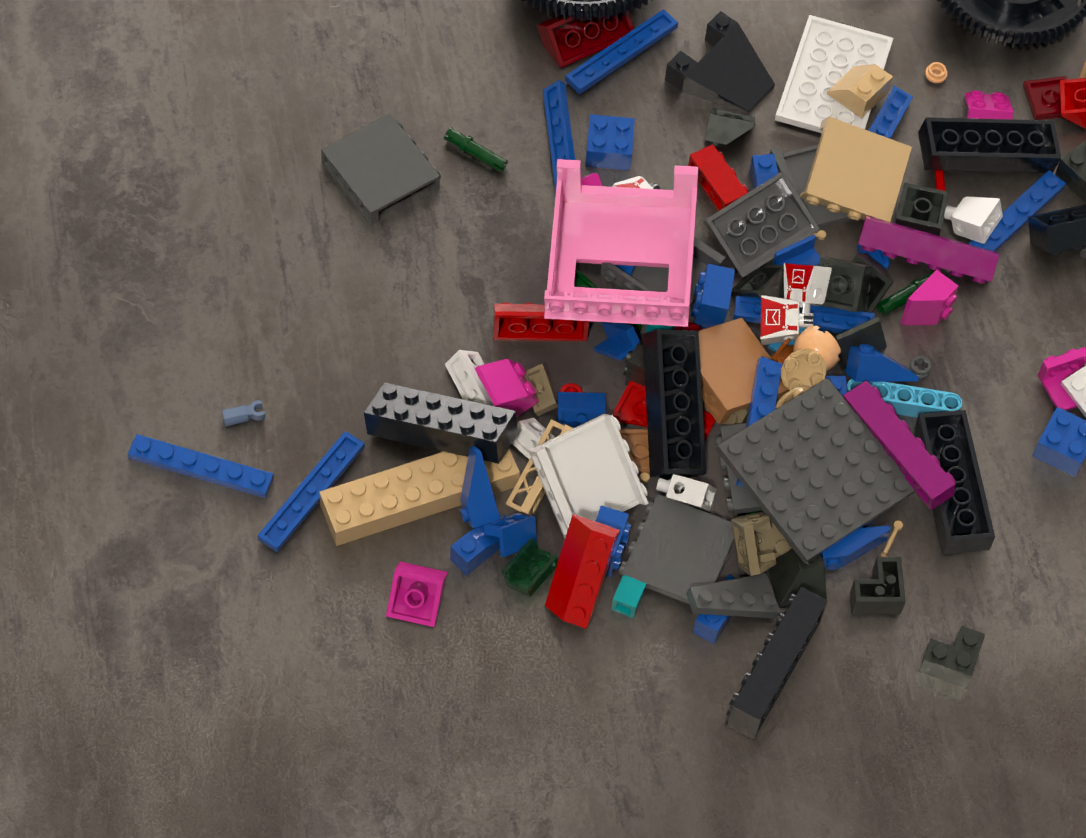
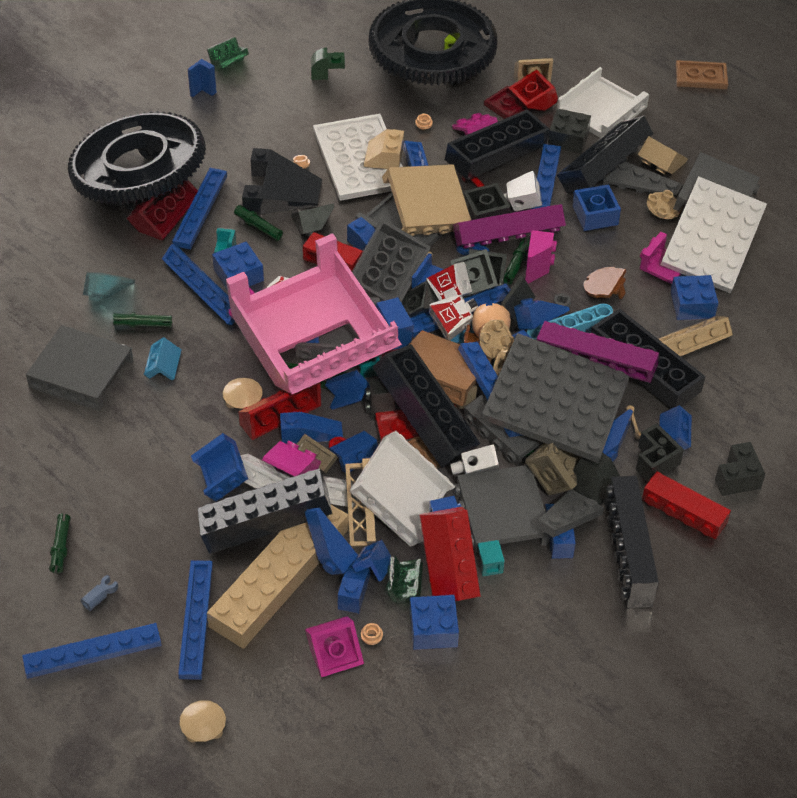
camera: 30 degrees left, 10 degrees down
(235, 349) = (59, 550): none -> dark green pin
(250, 592) = (202, 721): none -> tan dish
(438, 352) = (220, 466): none -> blue panel
(464, 597) = (371, 628): none -> light nougat plate
(465, 88) = (103, 285): none -> clear light blue slope
(466, 204) = (163, 359): none -> dark azure panel
(517, 284) = (242, 393): none -> tan dish
(525, 627) = (434, 622): none -> blue brick
(558, 361) = (318, 428): none -> blue slope
(619, 105) = (225, 239): none -> teal panel
(666, 94) = (253, 219): none -> dark green pin
(765, 52) = (302, 161): none -> light nougat plate
(867, 659) = (686, 505): none -> red brick
(928, 573) = (677, 424): none -> blue panel
(984, 371) = (606, 282): none -> piece
(1030, 485) = (698, 335): none -> tan fence
(1042, 279) = (596, 207): none -> blue brick

